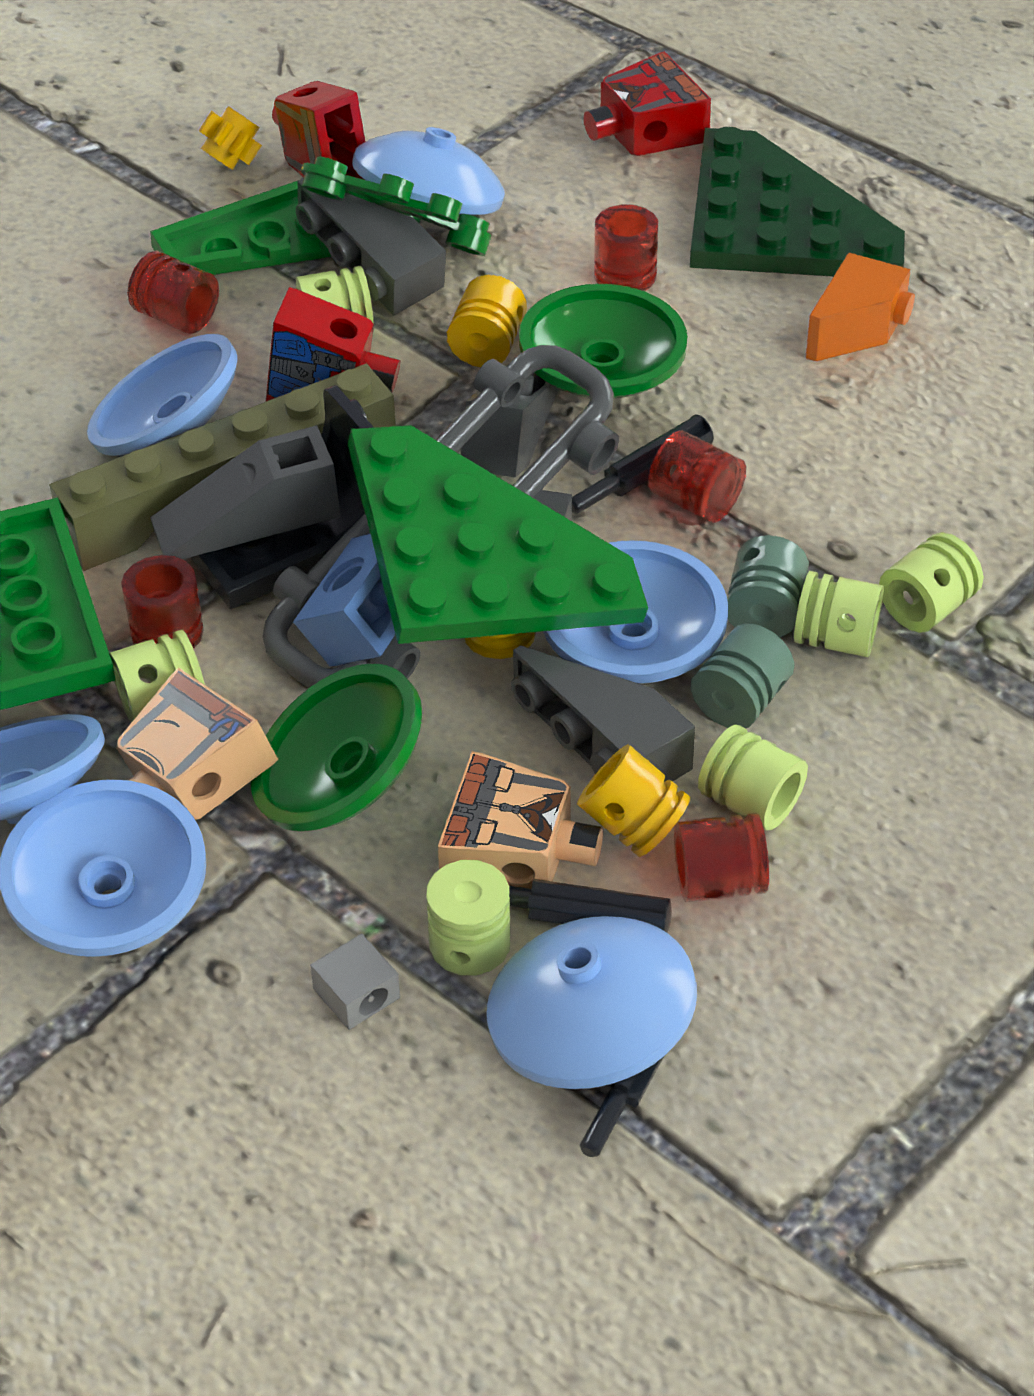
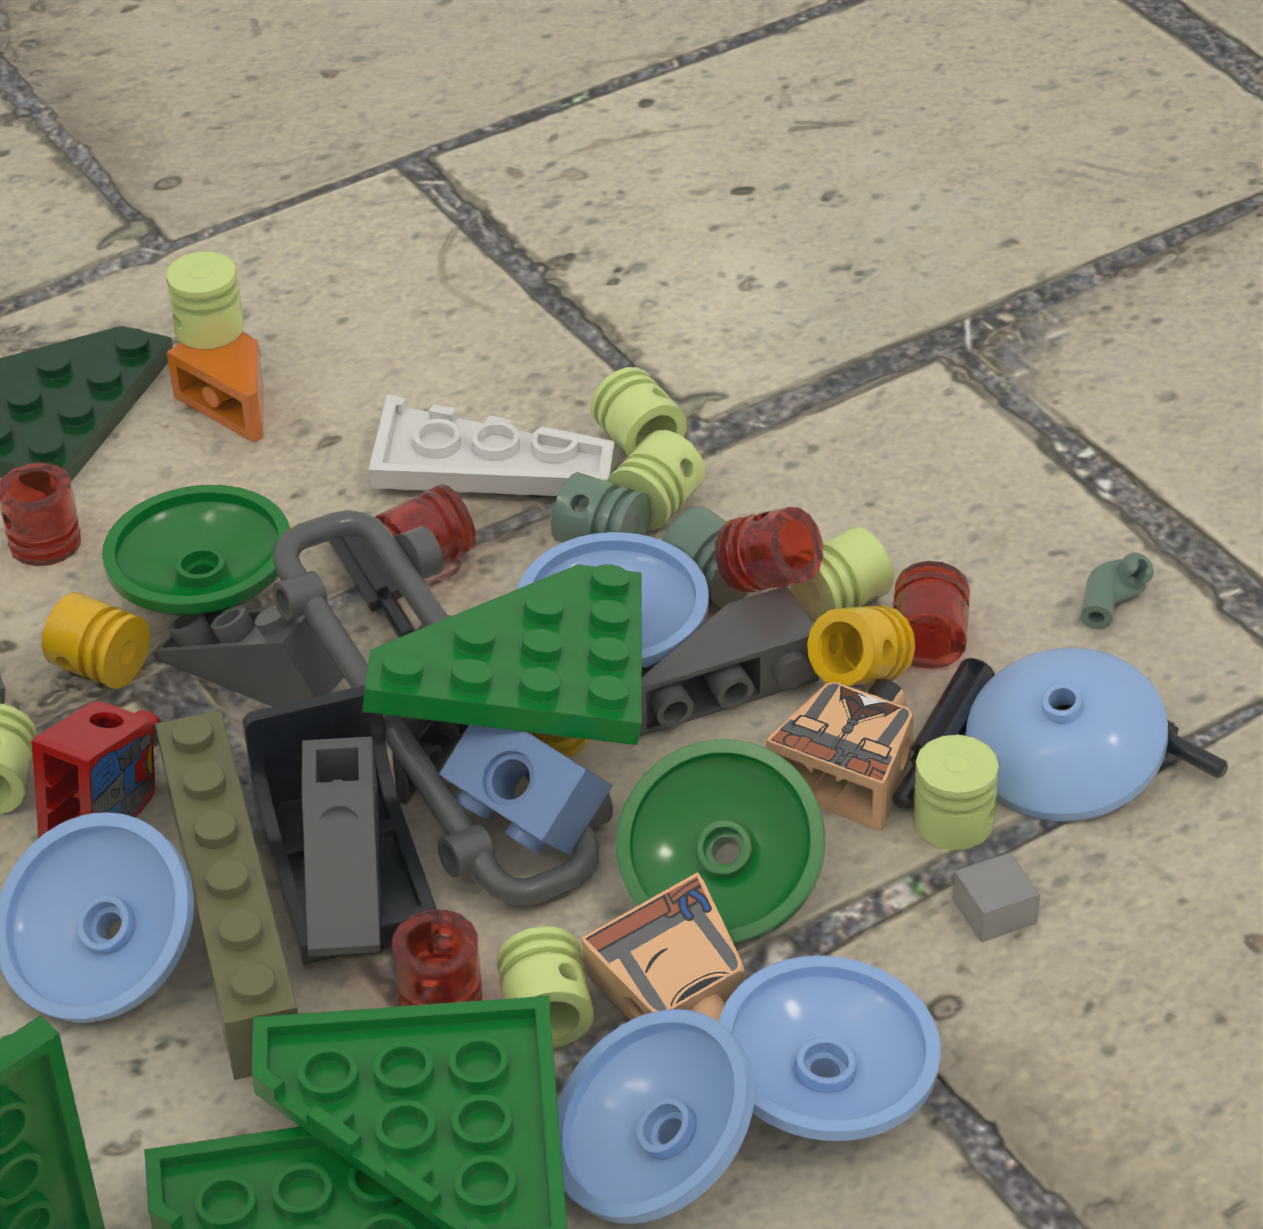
camera: 75 degrees left, 5 degrees down
(711, 690) = (769, 550): none -> clear red piece
(834, 489) = (436, 447): none -> white wing
(846, 1012) = (1113, 584): none -> sand green arm
(897, 241) = (205, 300): none -> yellowish green piece

